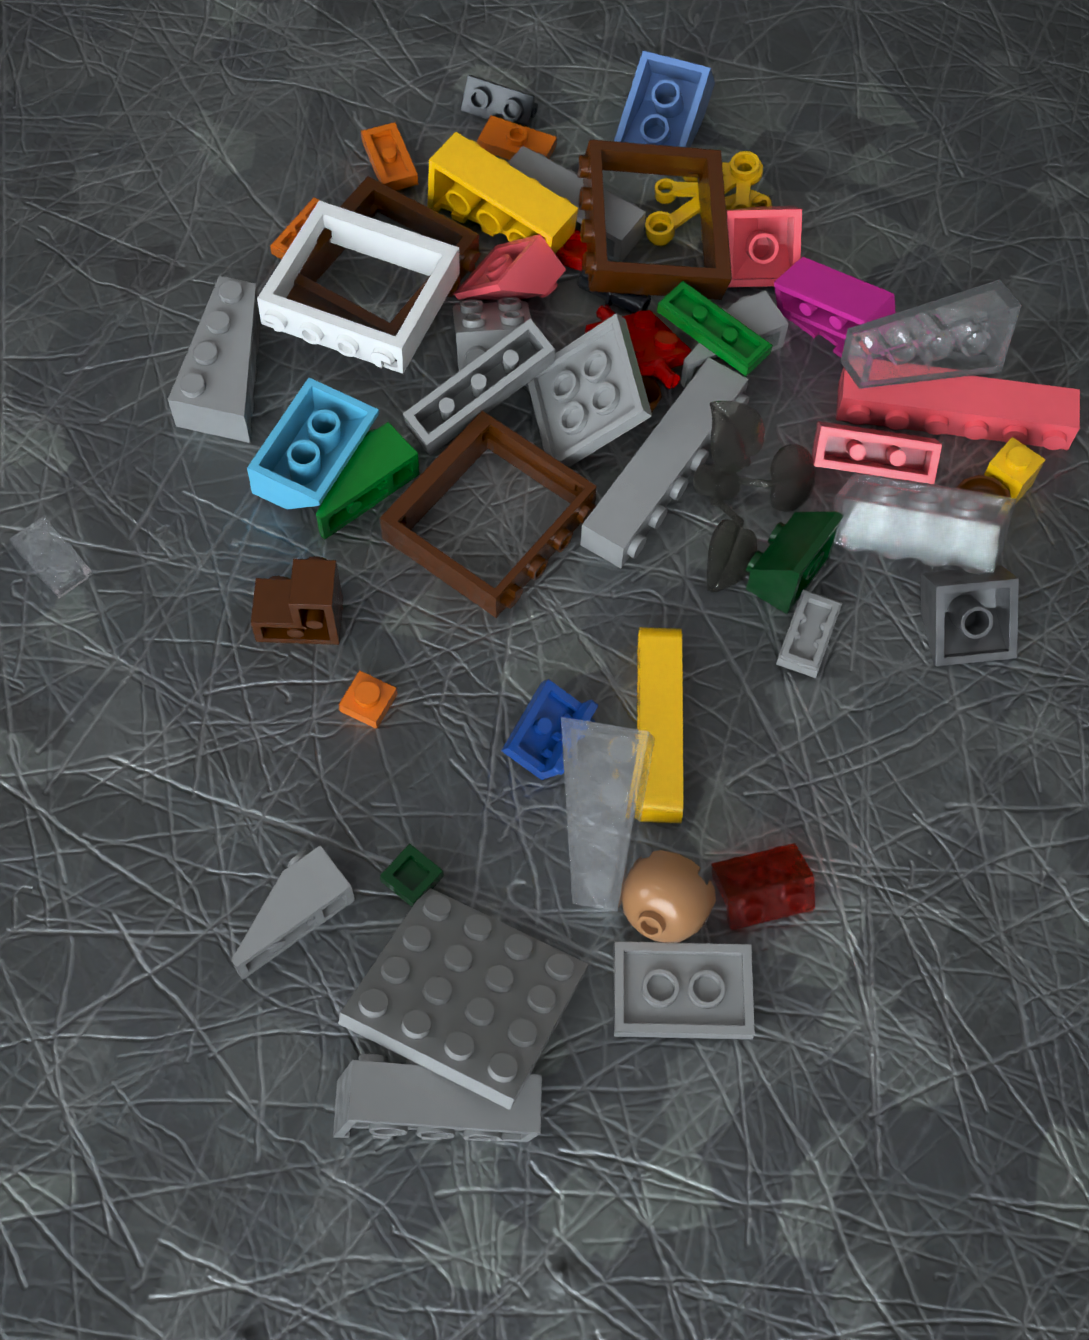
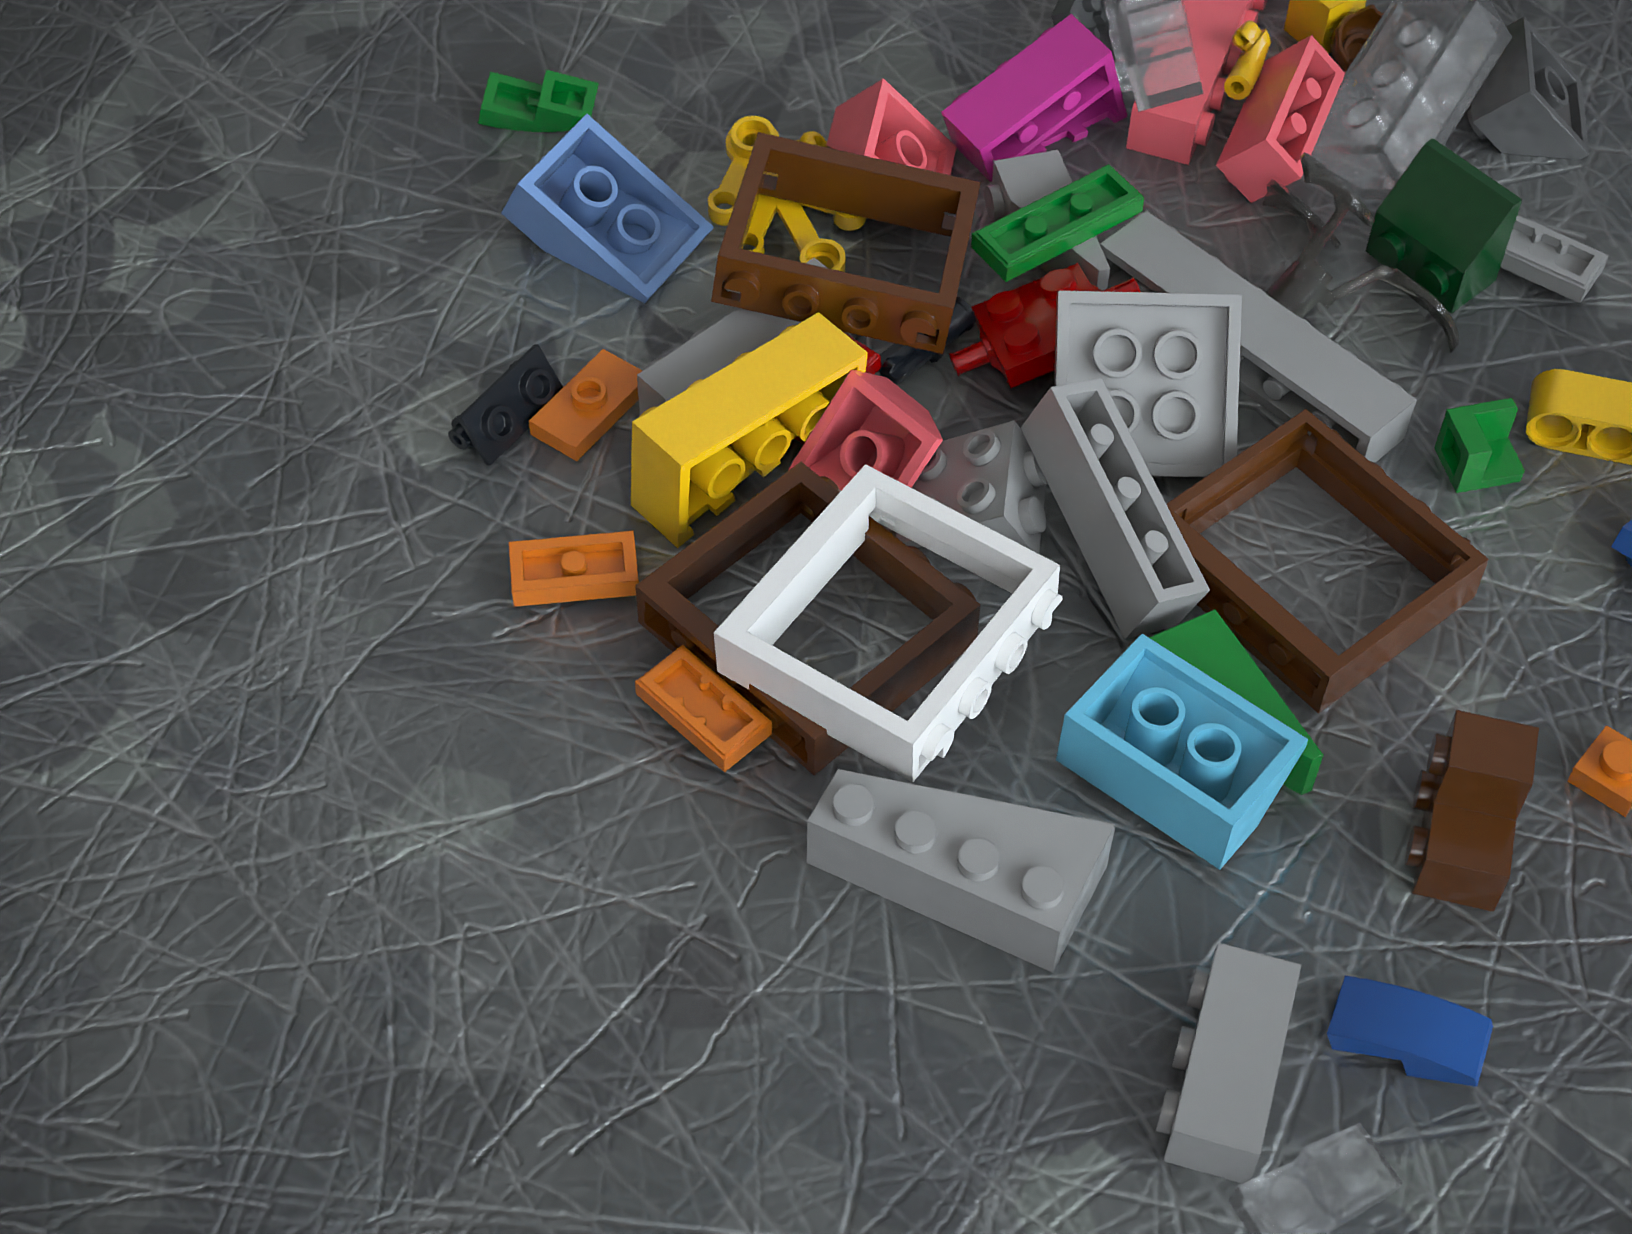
camera: 75 degrees left, 10 degrees down
(118, 505) = (1229, 1063): none -> light grey brick
(155, 594) = (1402, 1024): none -> blue slope
(612, 603) = (1477, 446): none -> green panel
(753, 65) = (537, 107): none -> green slope
(919, 425) = (1249, 65): none -> yellow arm

